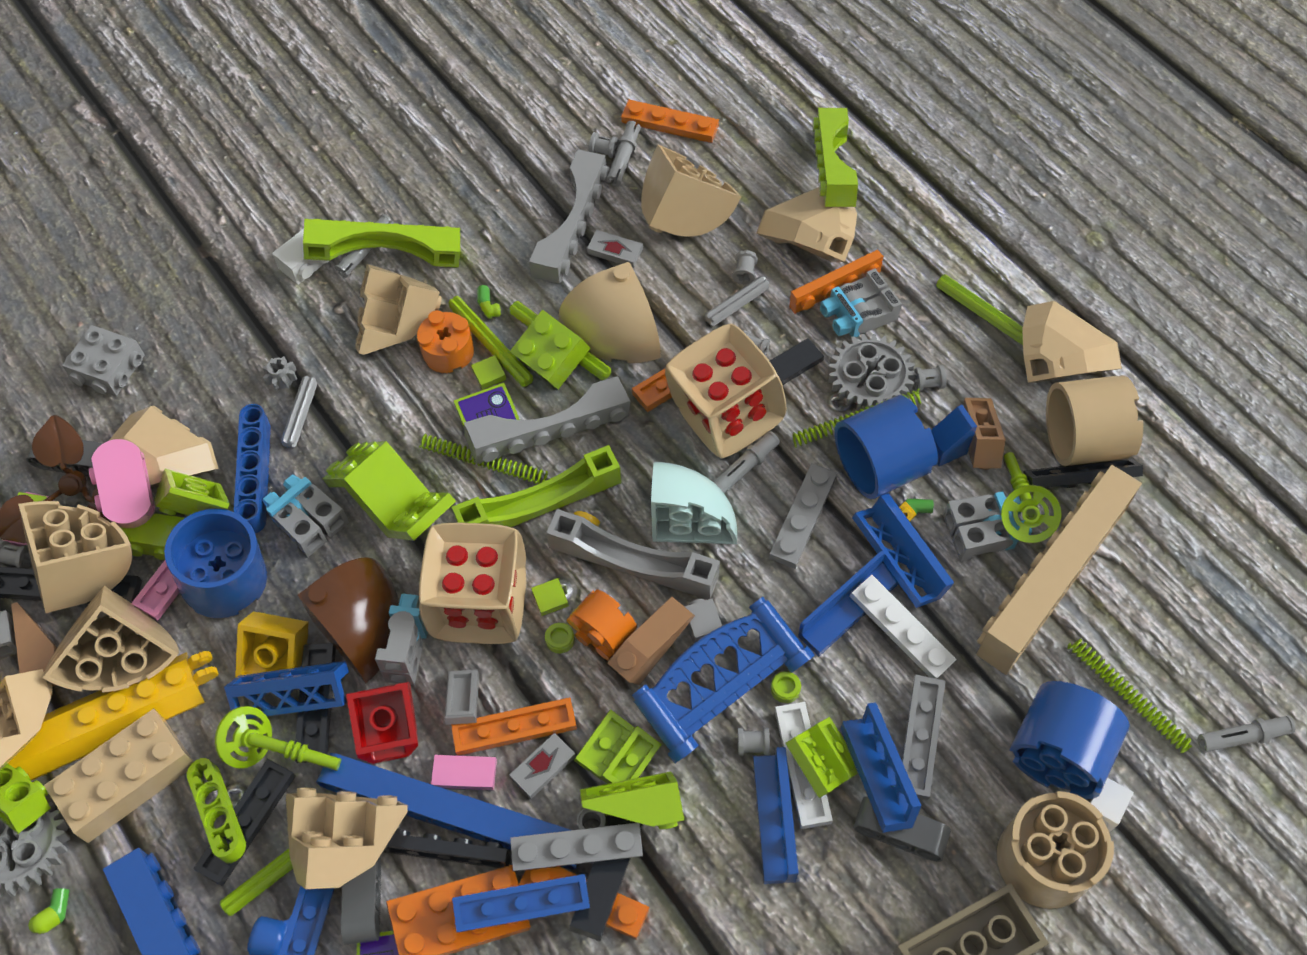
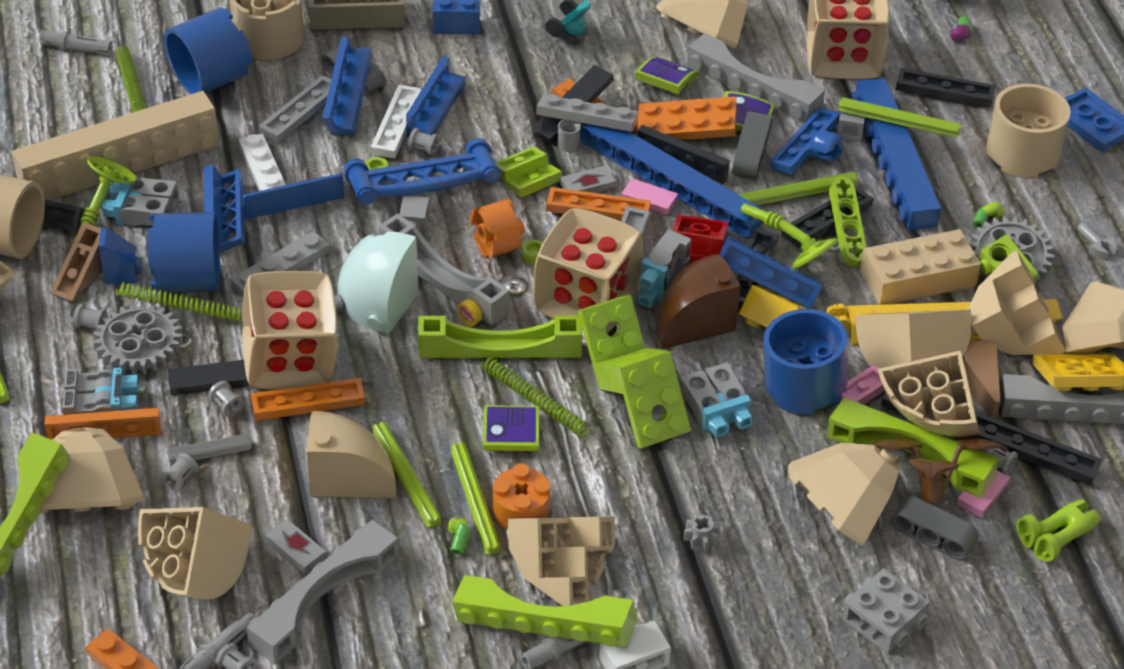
camera: 160 degrees left, 15 degrees down
(122, 483) = (878, 430): bright pink brick -> none
(188, 494) = (815, 404): lime slope -> none
(248, 457) = (753, 455): blue beam -> none
(299, 412) = (693, 497): light grey axle -> none
(338, 834) = (756, 165): tan brick -> none
(488, 372) = (490, 468): lime tile -> none
(498, 436) = (405, 392): light grey arch -> none
(520, 903) = (644, 87): blue fence -> none
(549, 597) = (524, 278): lime tile -> none
(550, 349) = (423, 447): lime brick -> none
(645, 800) = (533, 121): lime slope -> none
(651, 641) = (457, 206): medium nougat slope -> none
(823, 756) = (381, 112): lime slope -> none

